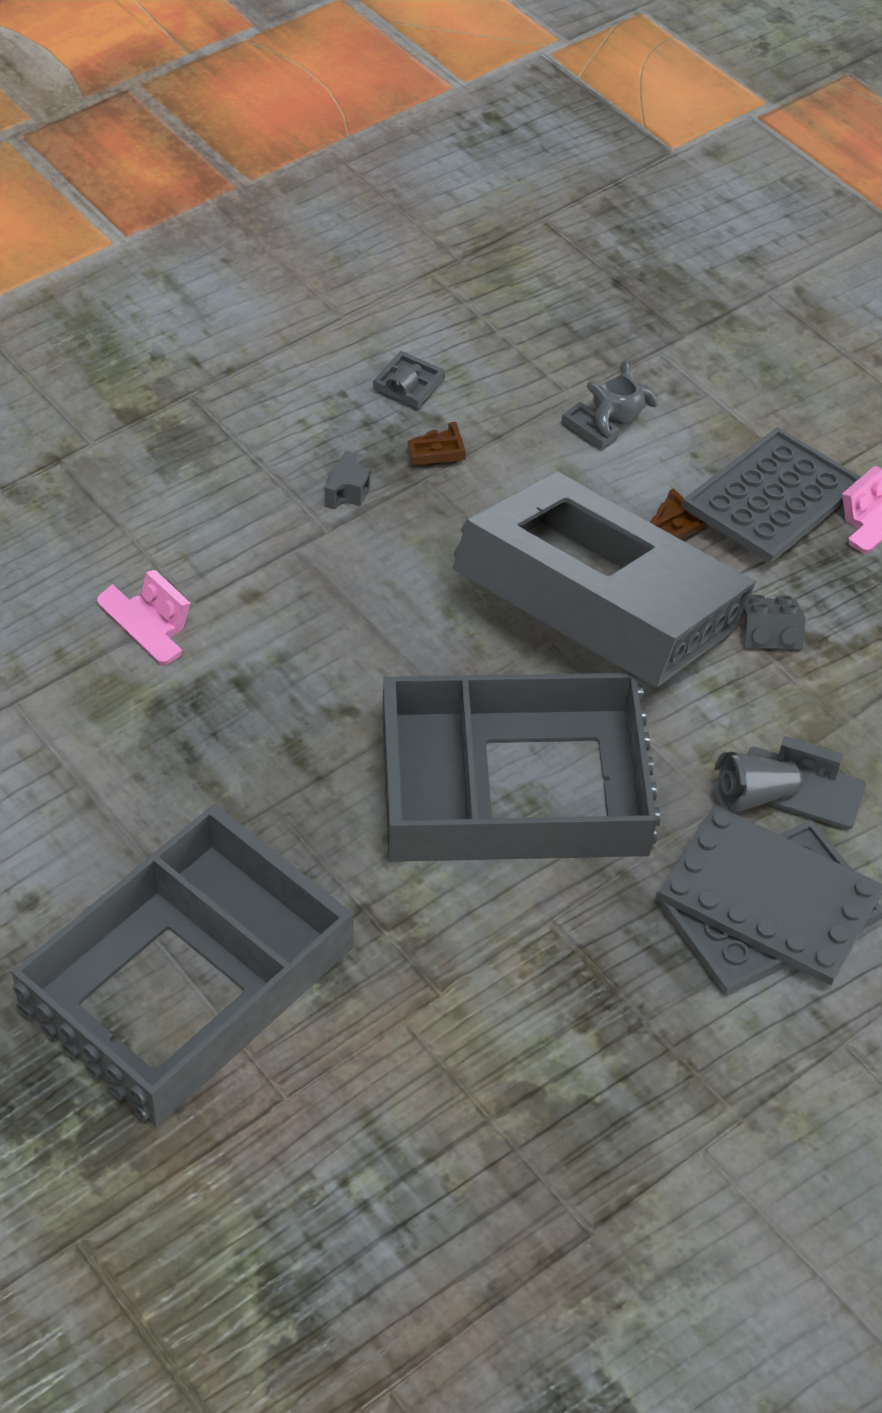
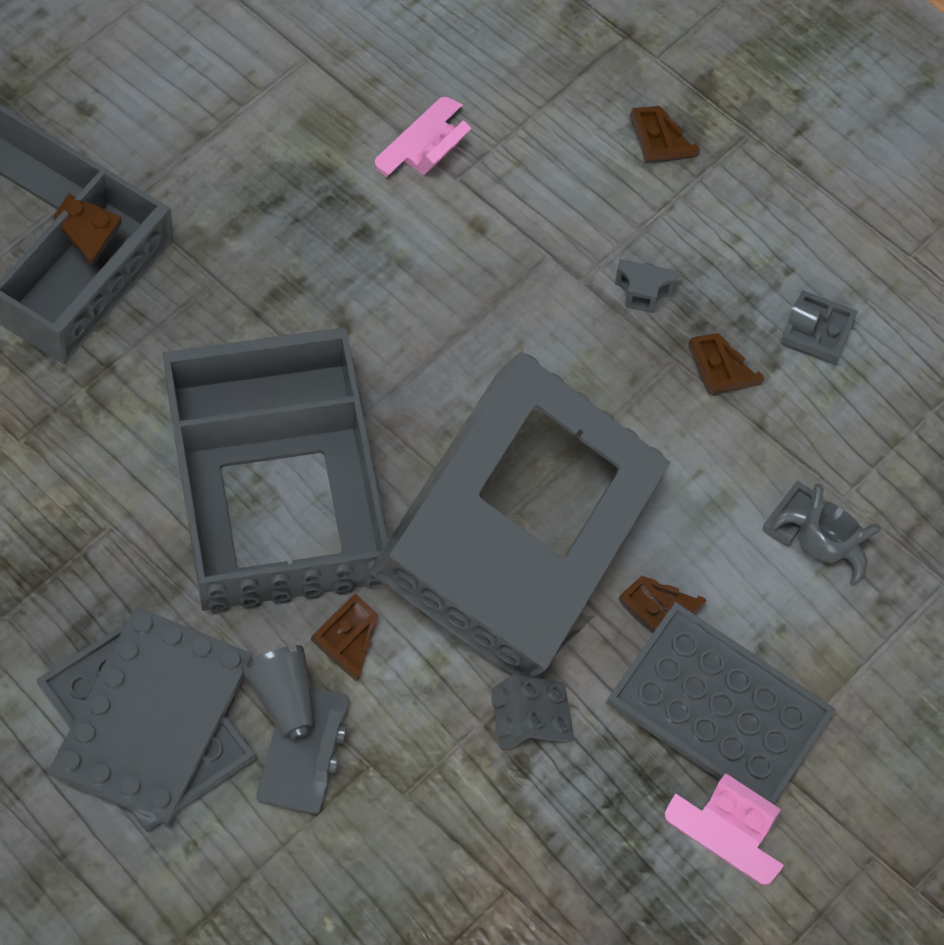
camera: 80 degrees right, 10 degrees up
(183, 450) = (660, 136): none -> reddish brown wing
(218, 880) = (88, 227): none -> reddish brown wing
(688, 739) = (347, 635): none -> reddish brown wing

